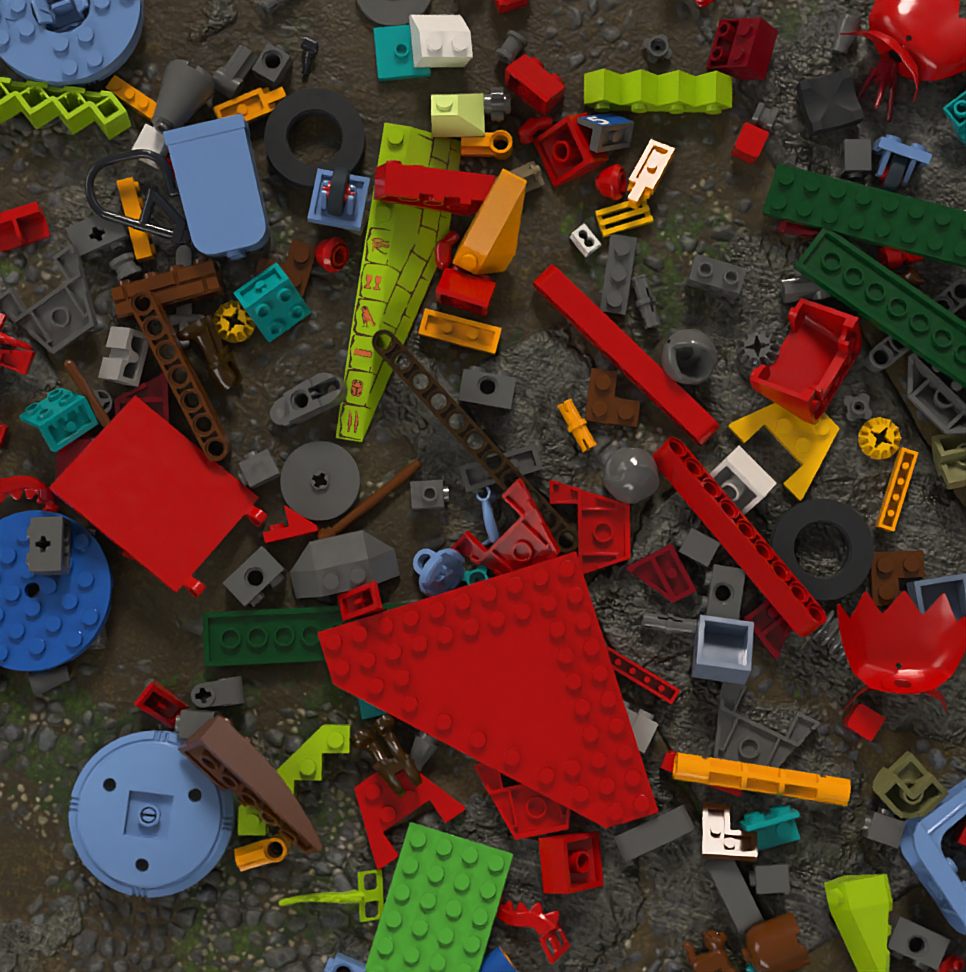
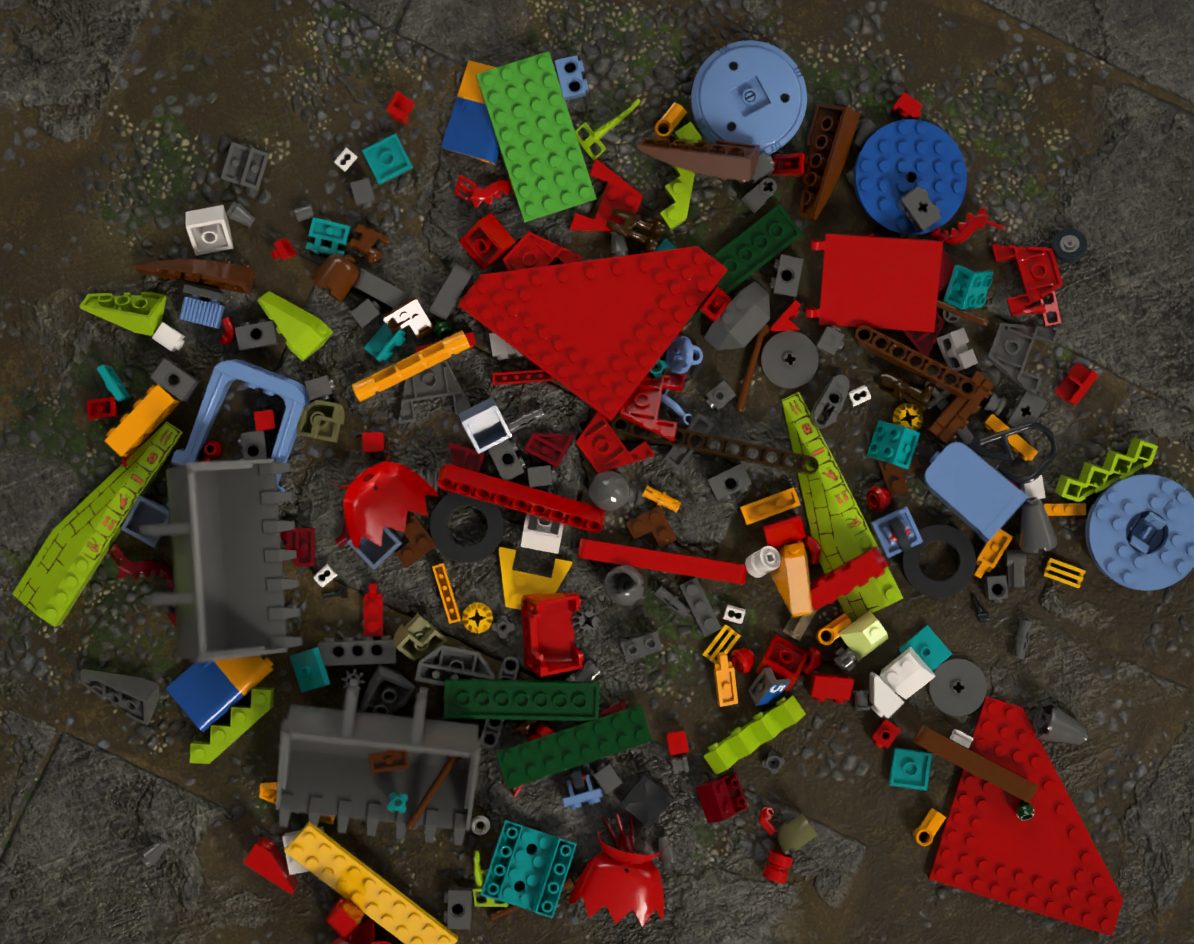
camera: 155 degrees right, 5 degrees up
(103, 690) = (828, 149): none -> reddish brown wedge
(173, 13) = (1079, 578): none -> yellow tile
(267, 390) = (858, 391): none -> white piece
(486, 27) = (882, 697): none -> white slope
(513, 273) = (763, 561): none -> white wheel
(693, 795) = (443, 329): none -> dark green plate

